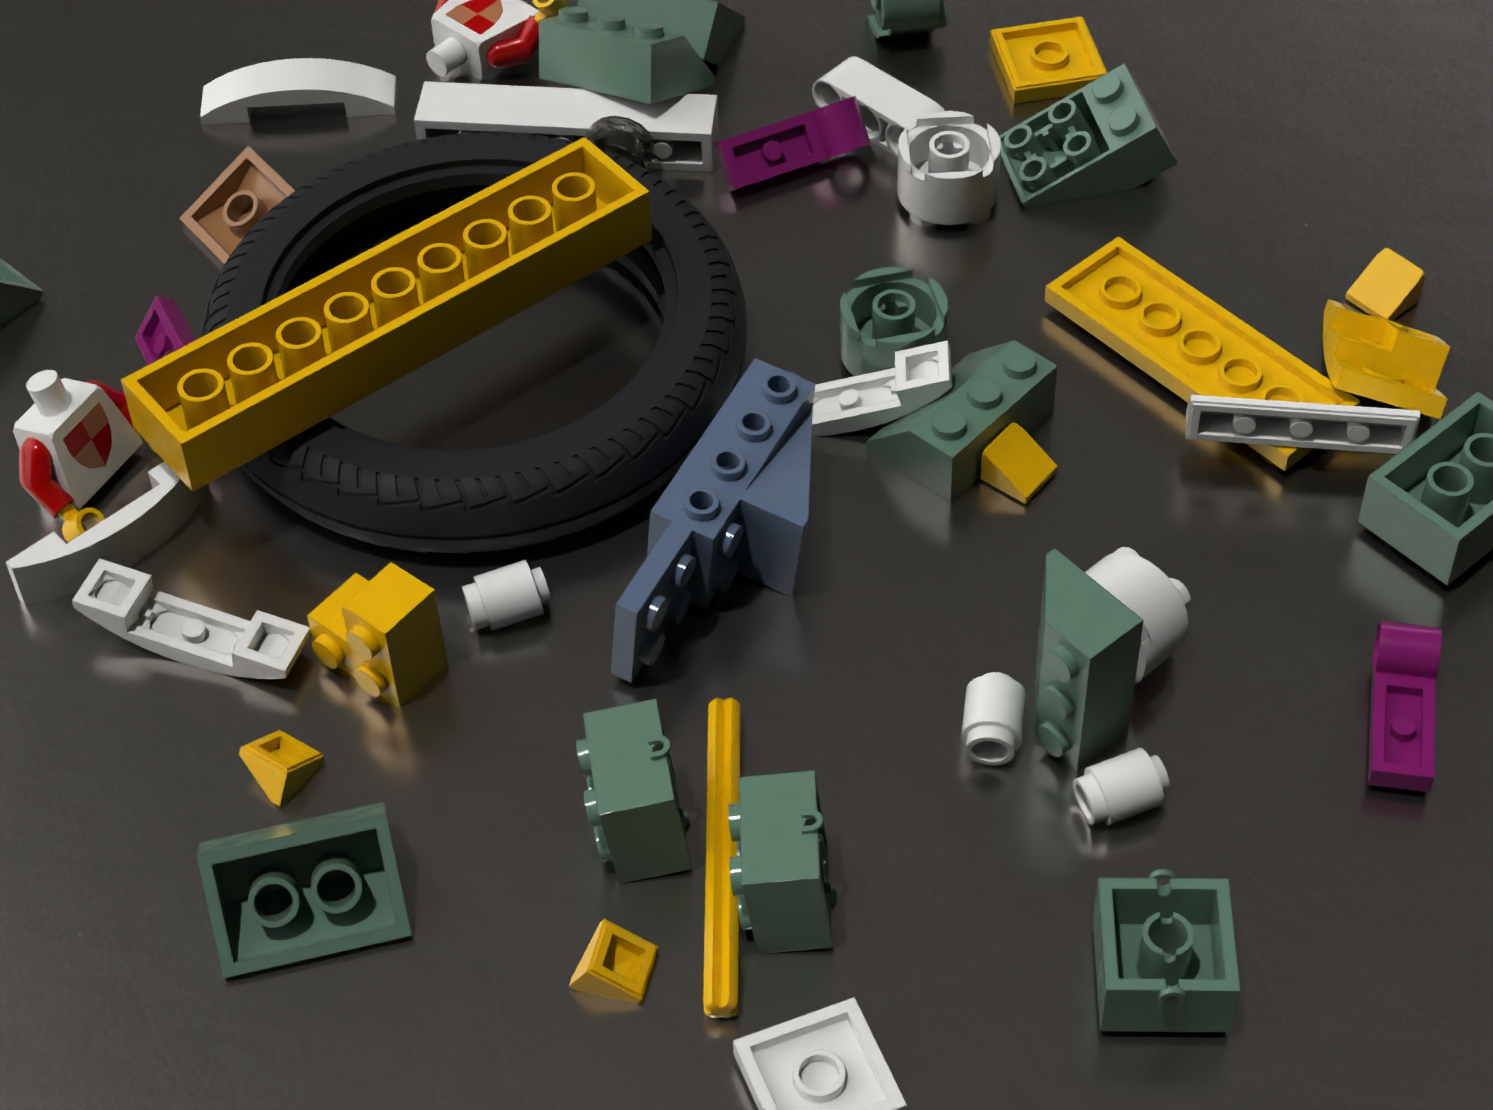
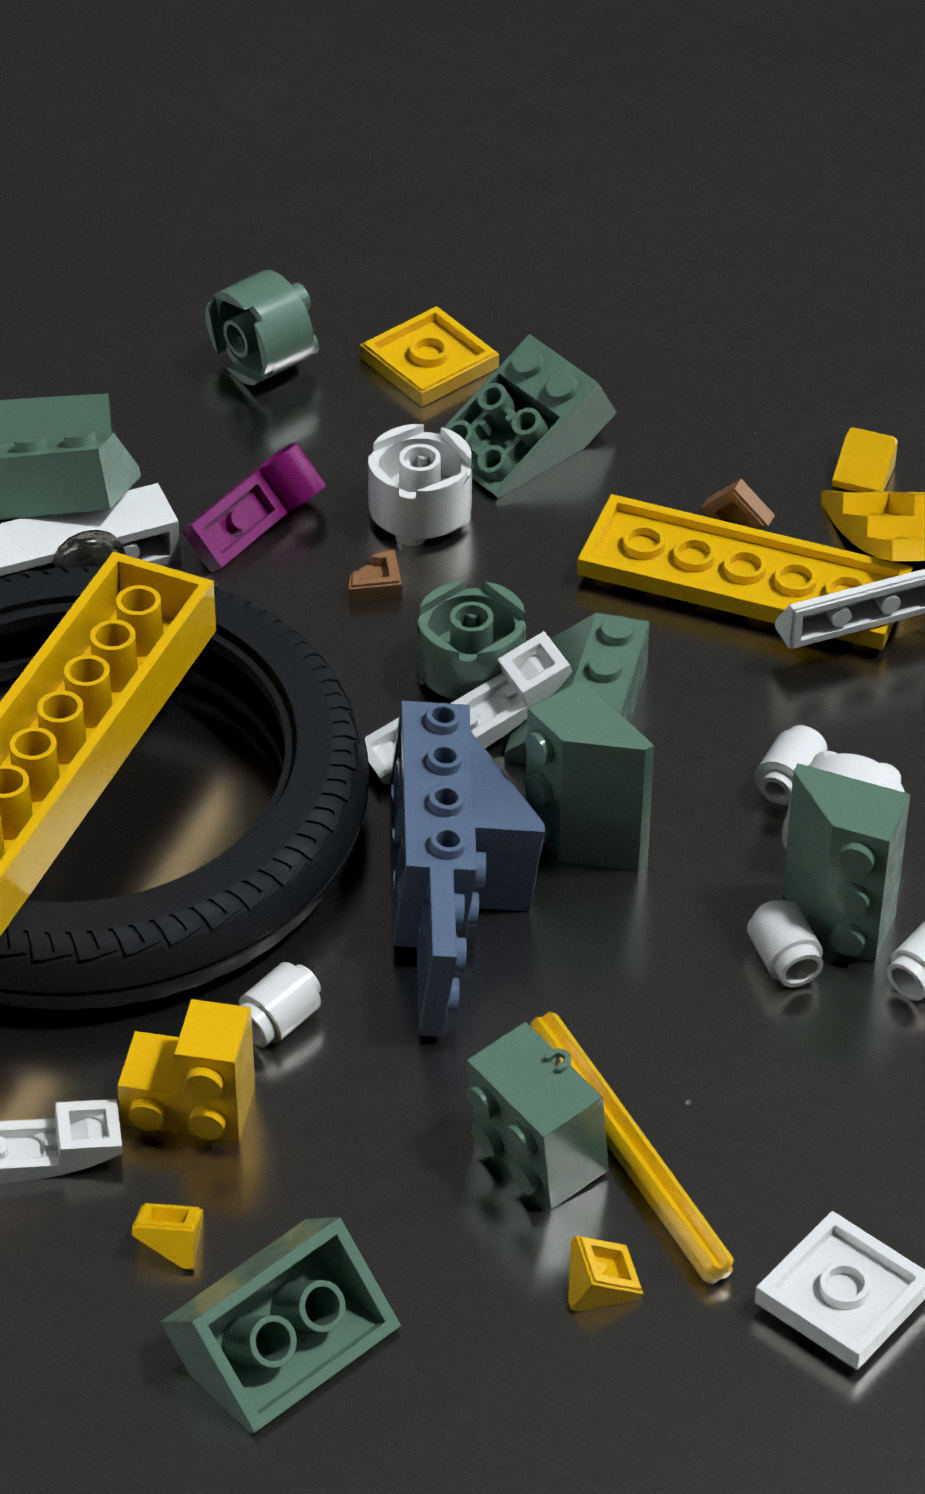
camera: 30 degrees left, 5 degrees down
(782, 862) = (708, 1122): sand green brick -> none
(863, 246) = (377, 579): none -> medium nougat tile
(883, 100) = (332, 445): white beam -> none
(883, 491) = (589, 780): none -> sand green slope
(1016, 464) = (658, 721): yellow slope -> none
(1121, 531) = (776, 769): none -> white brick
(1235, 287) = (739, 506): none -> medium nougat tile

